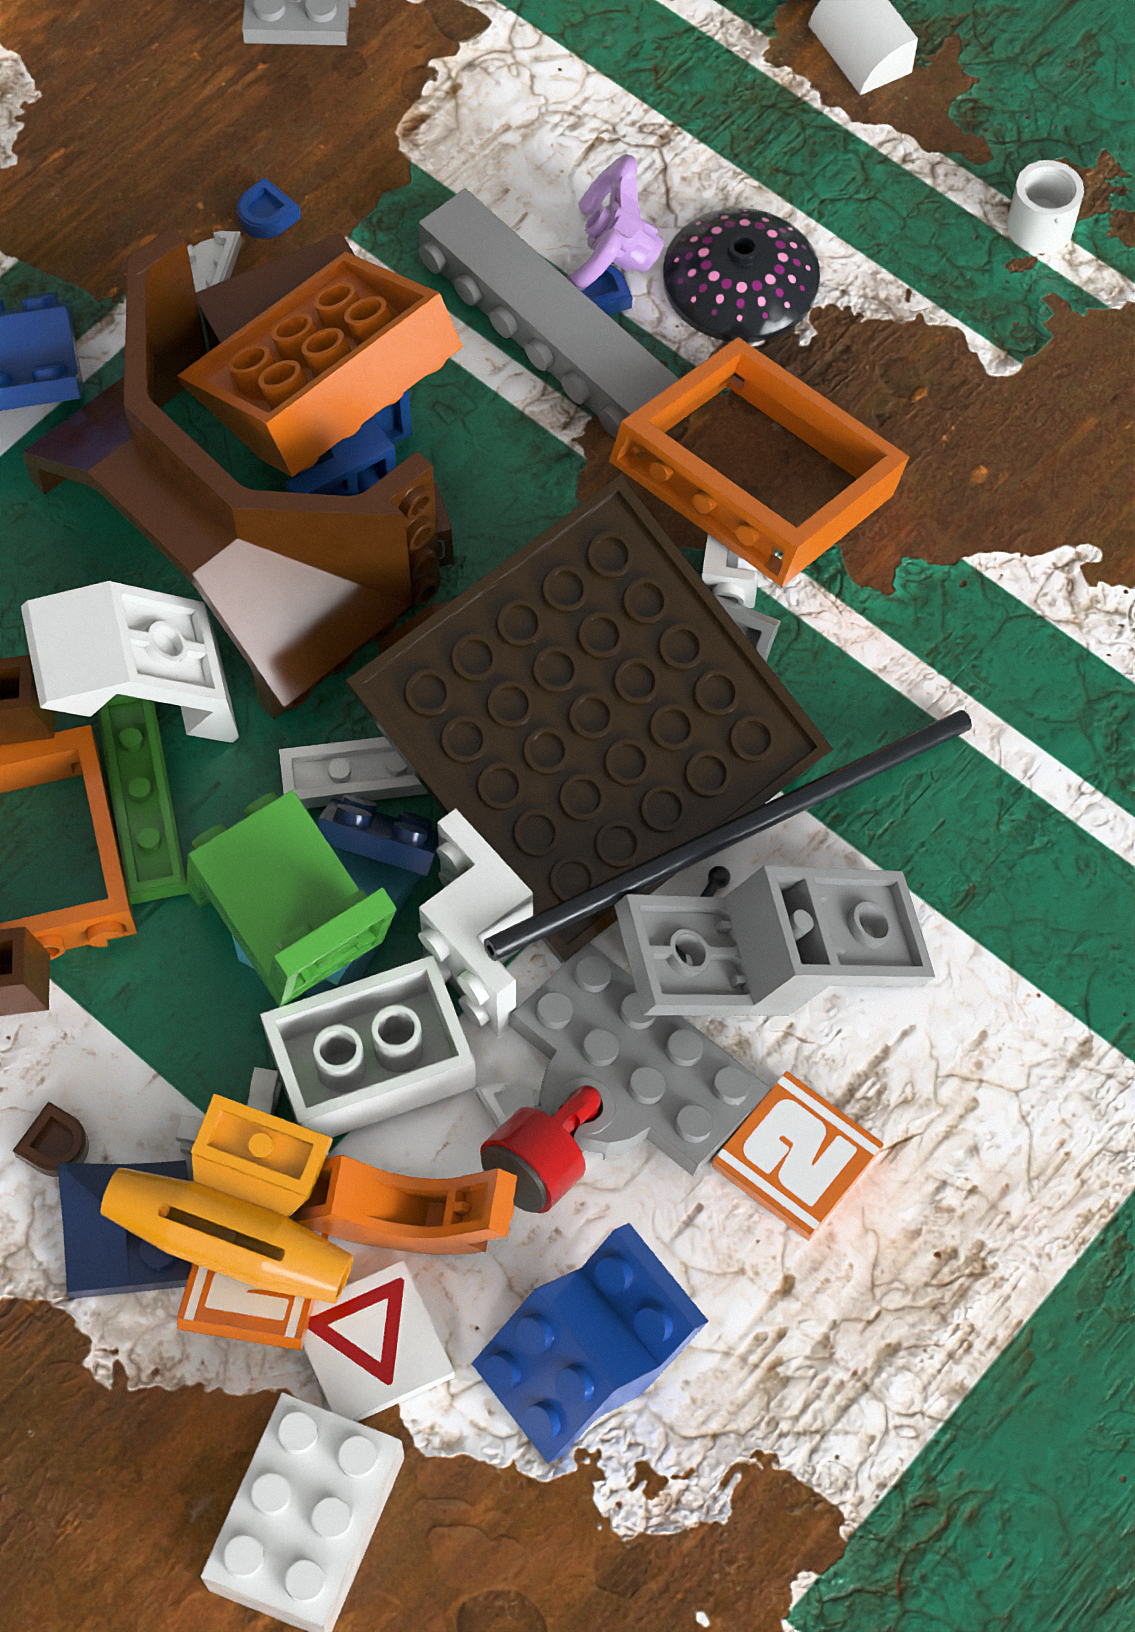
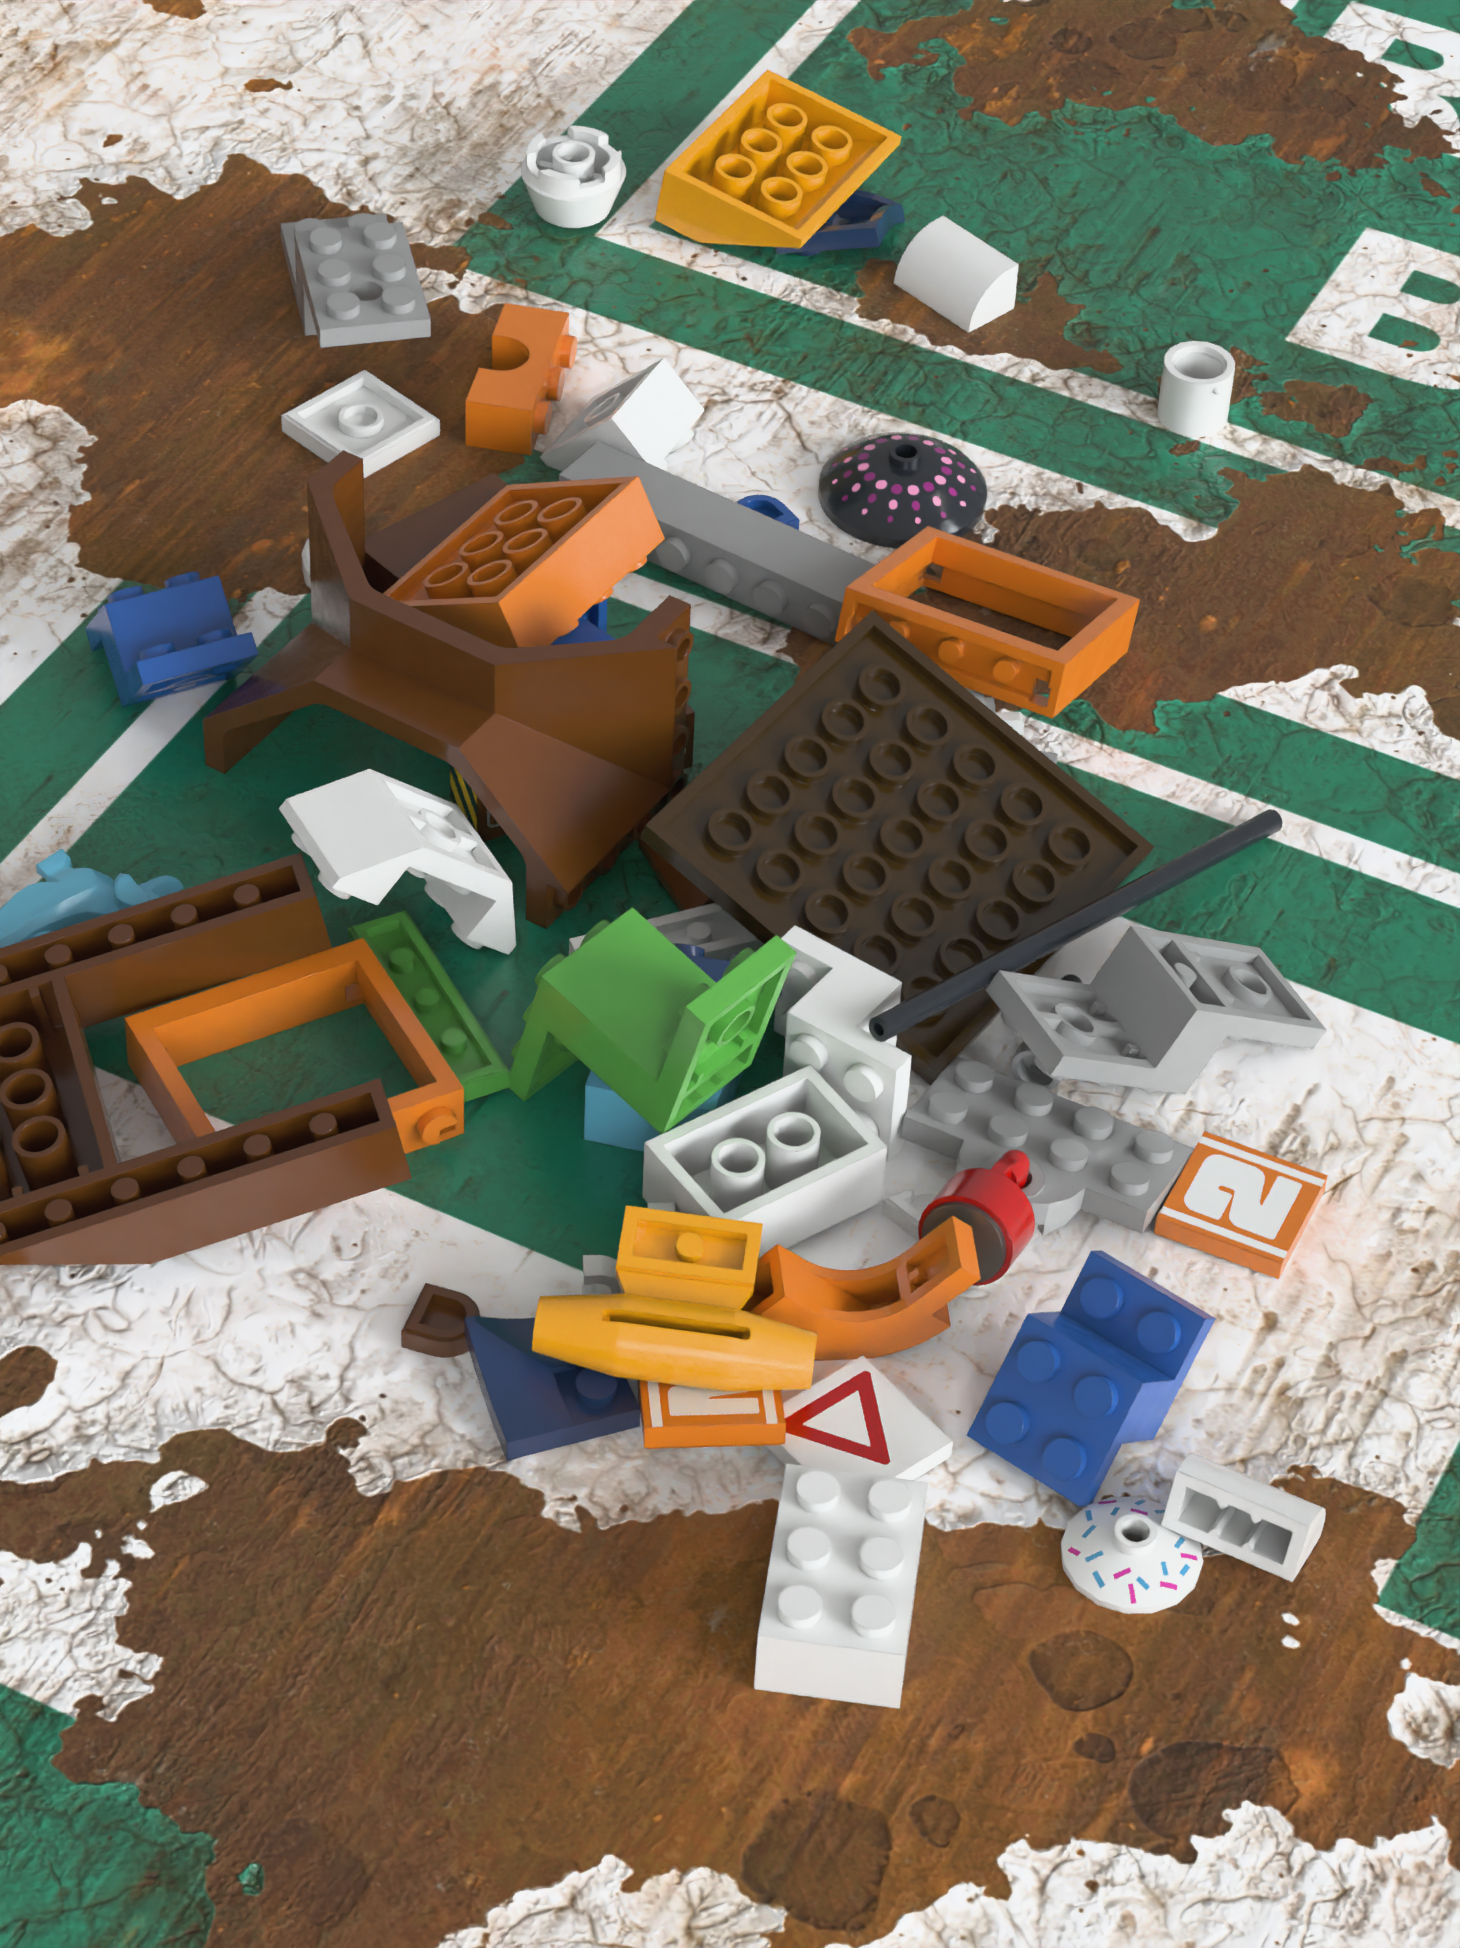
camera: 15 degrees left, 20 degrees down
(266, 210) = (387, 500): blue tile -> none
(273, 120) = (363, 420): none -> white tile
(411, 126) = (515, 398): none -> orange arch
(507, 166) = (640, 416): none -> white slope
(576, 1551) = (1127, 1573): none -> white dish
(616, 230) = (766, 454): lavender piece -> none
(684, 1515) = (1242, 1516): none -> white brick

